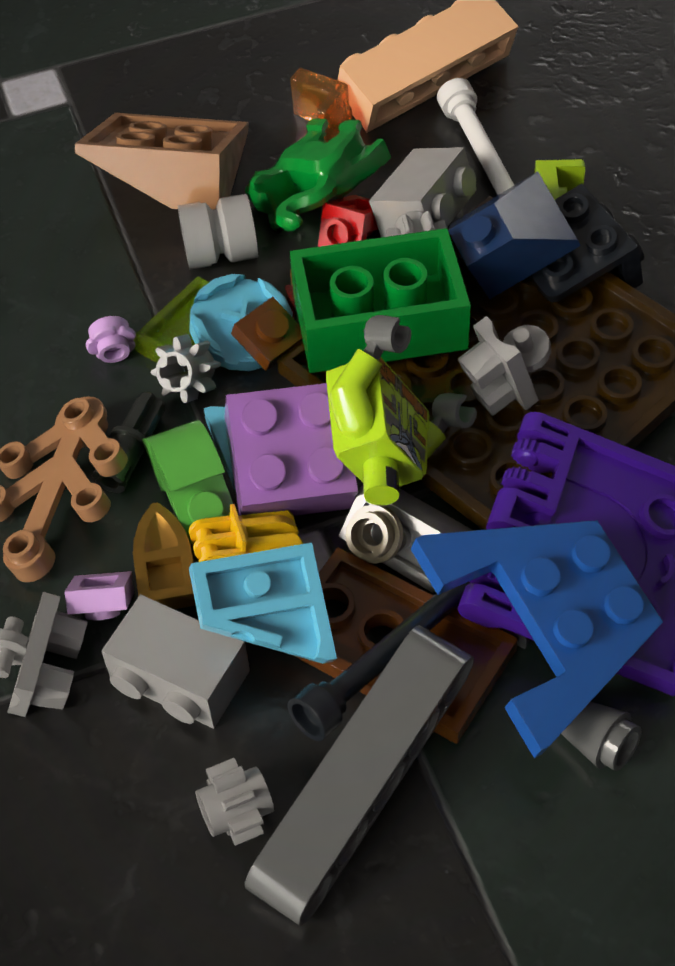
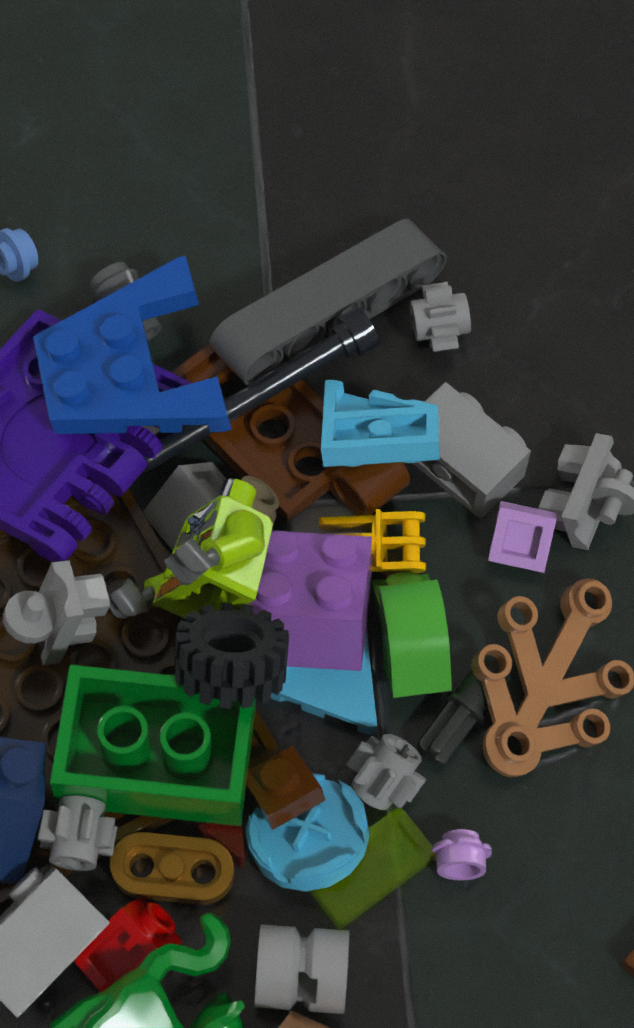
camera: 170 degrees left, 10 degrees up
(163, 559) = (456, 552): pearl gold plate -> none
(306, 307) = (231, 655): none -> black tyre

